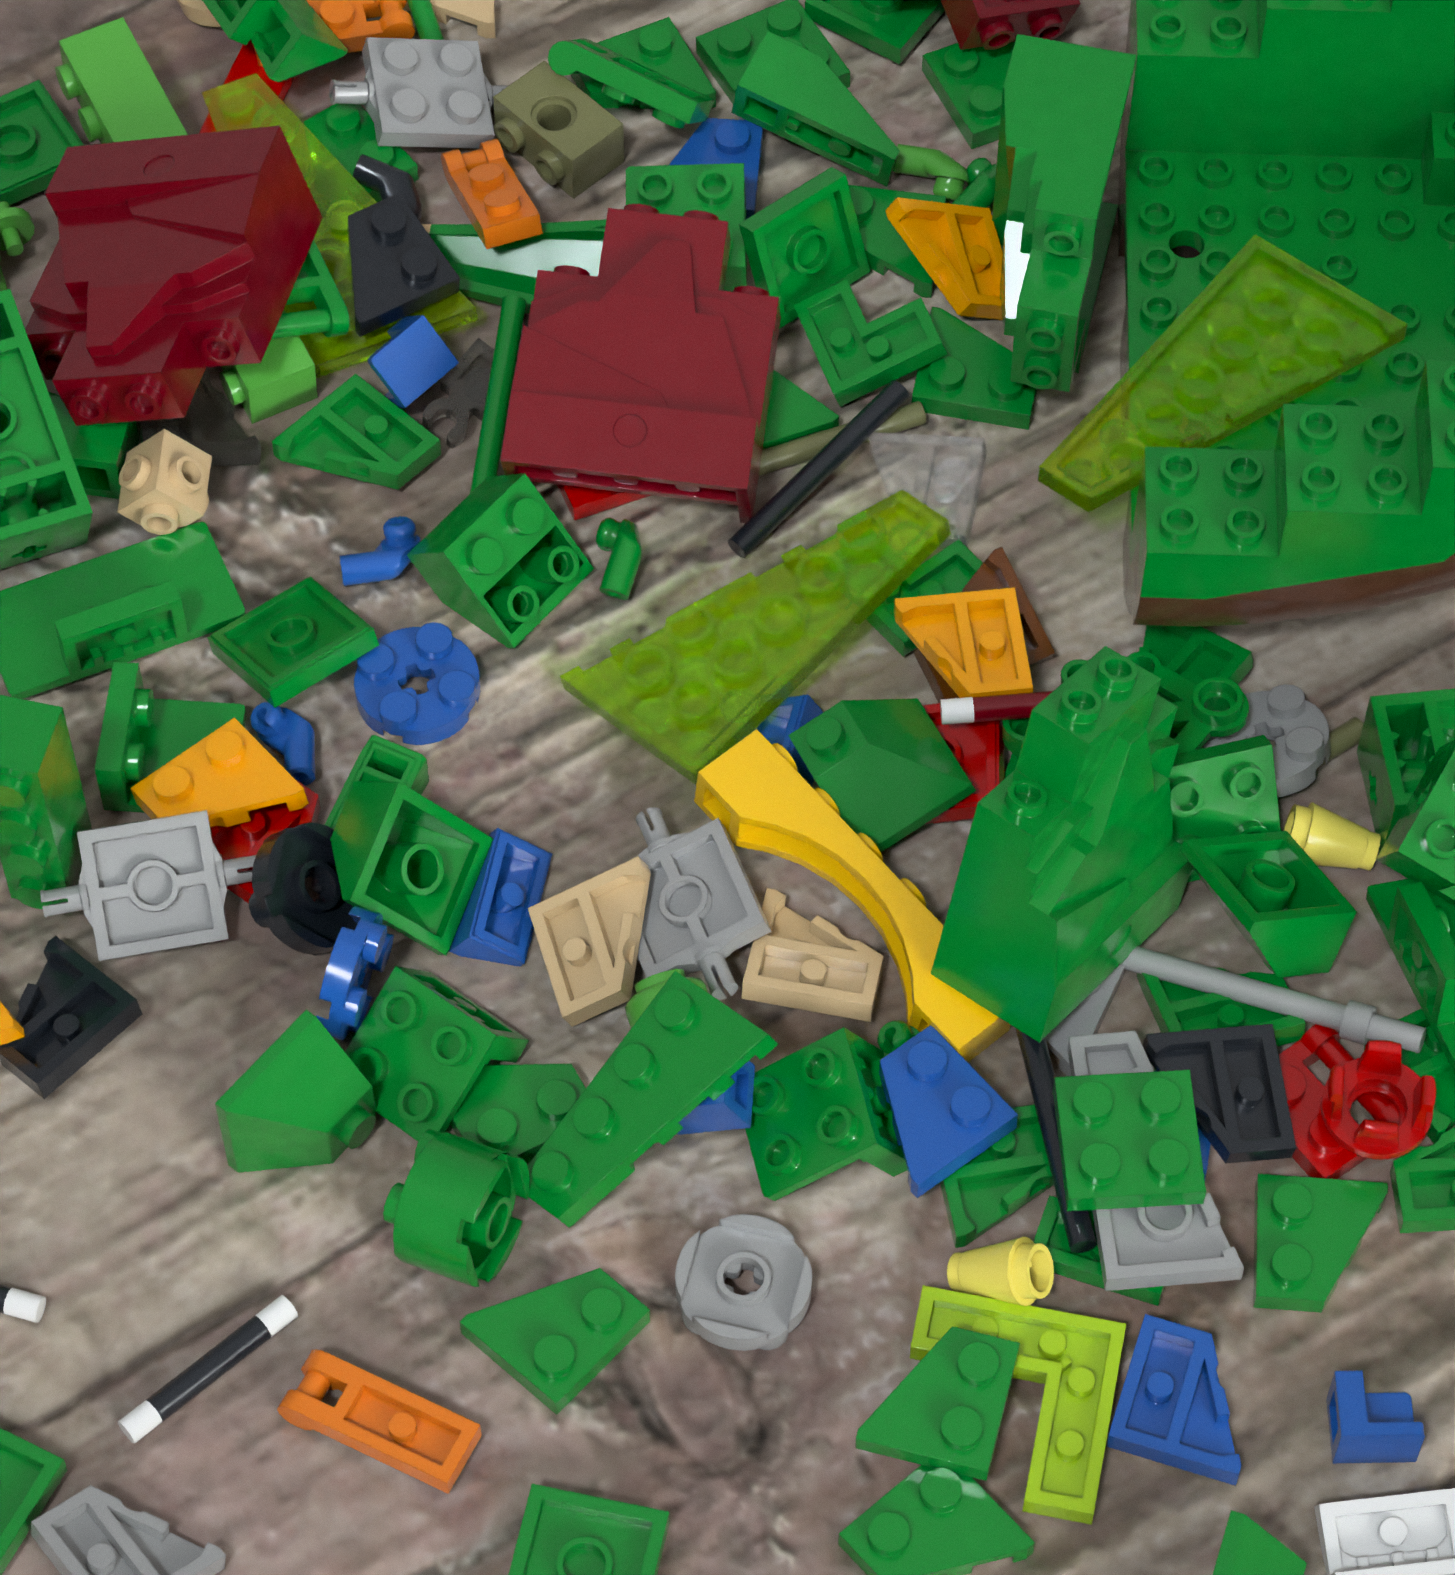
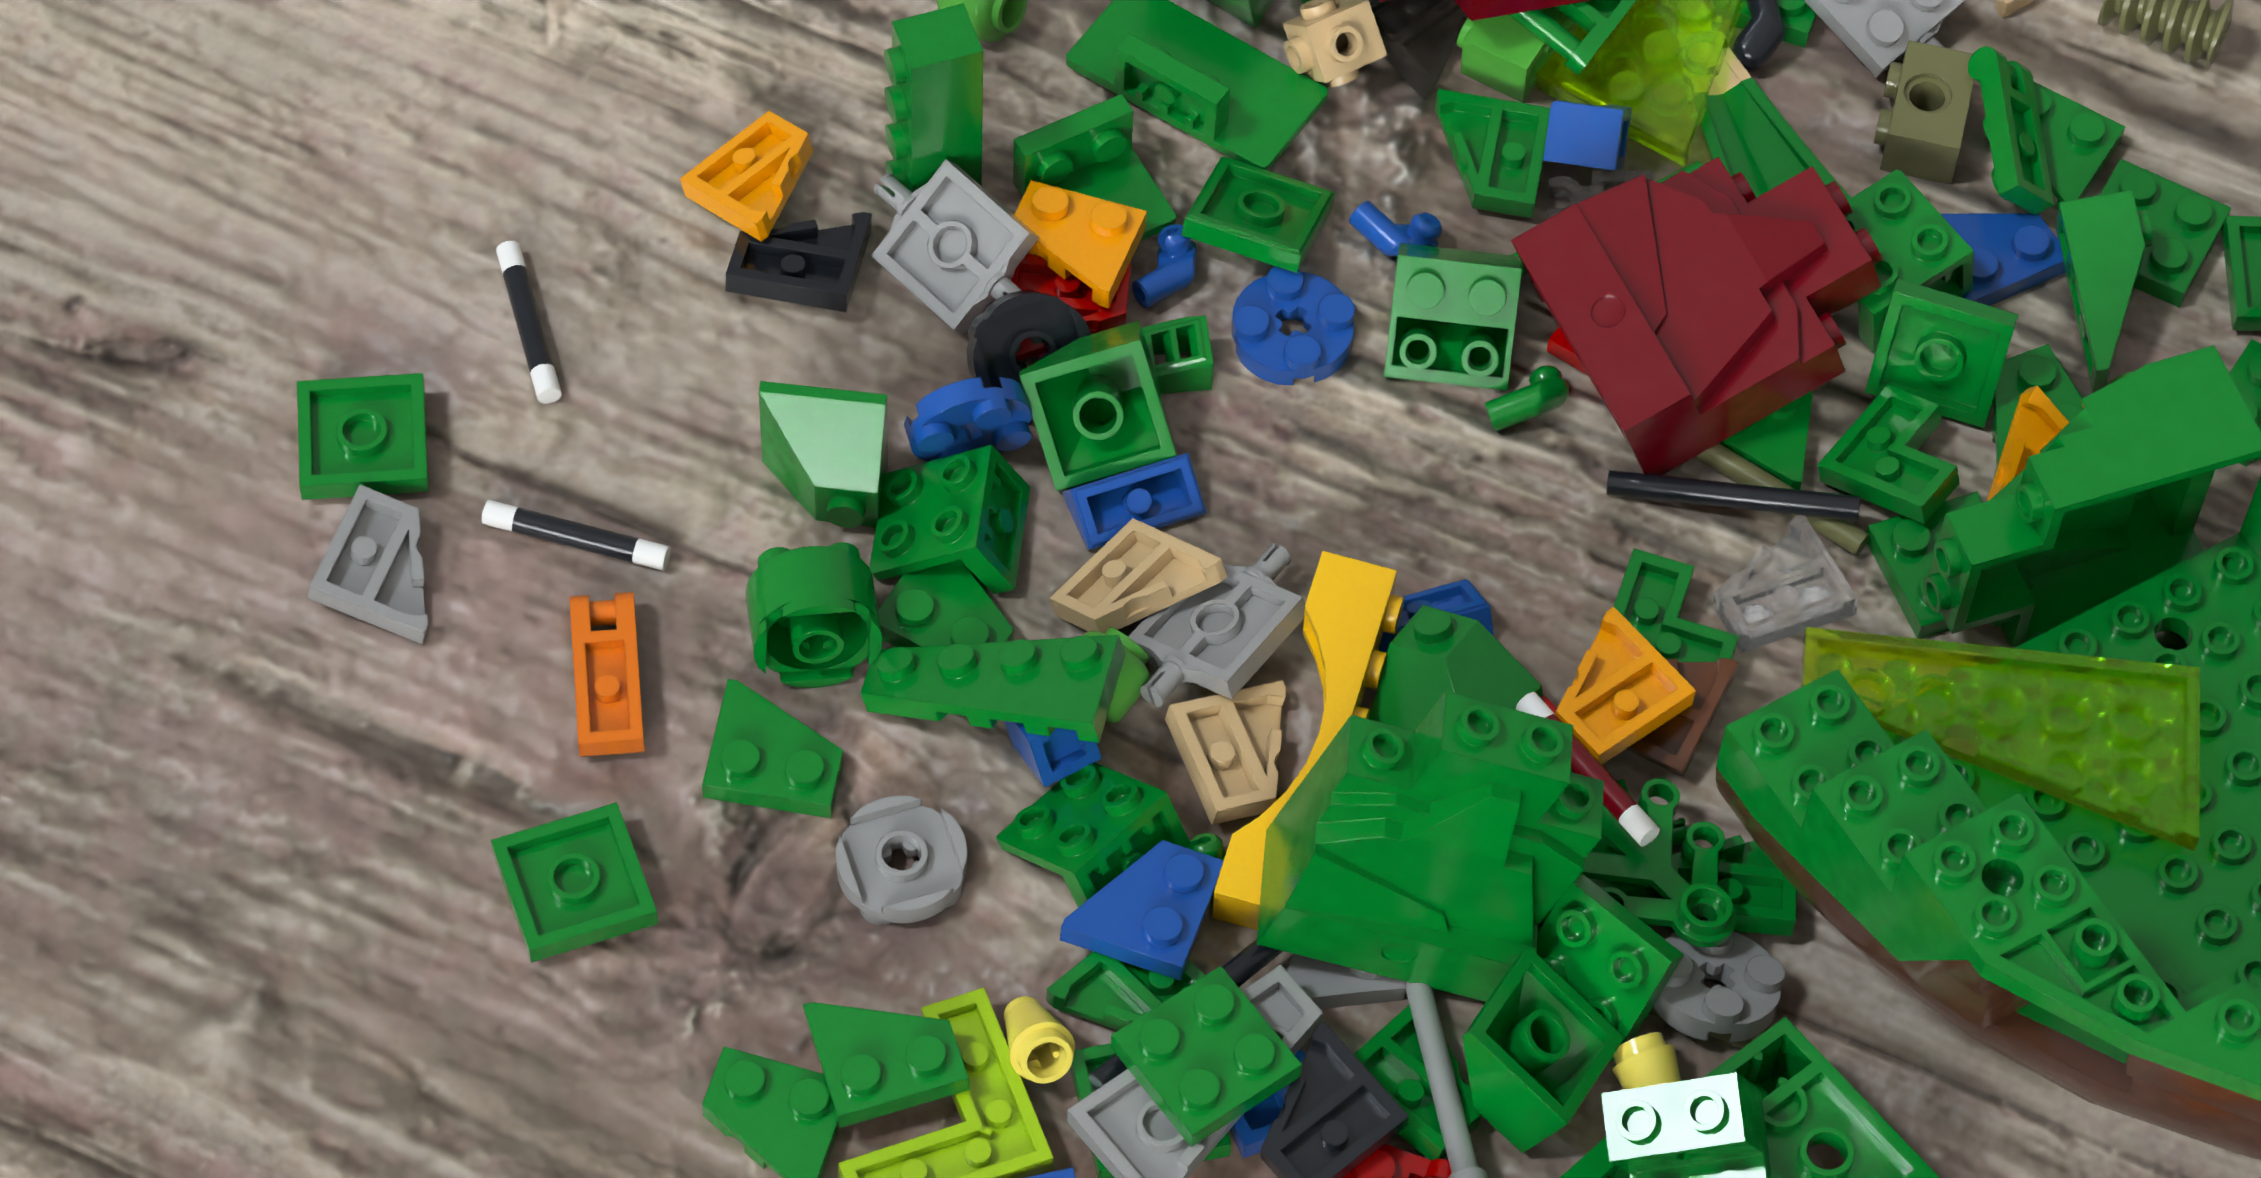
camera: 55 degrees right, 0 degrees up
(394, 265) = (1667, 66): black wing -> none
(491, 194) = (1813, 100): orange plate -> none
(754, 641) = (1519, 537): clear neon green wing -> none

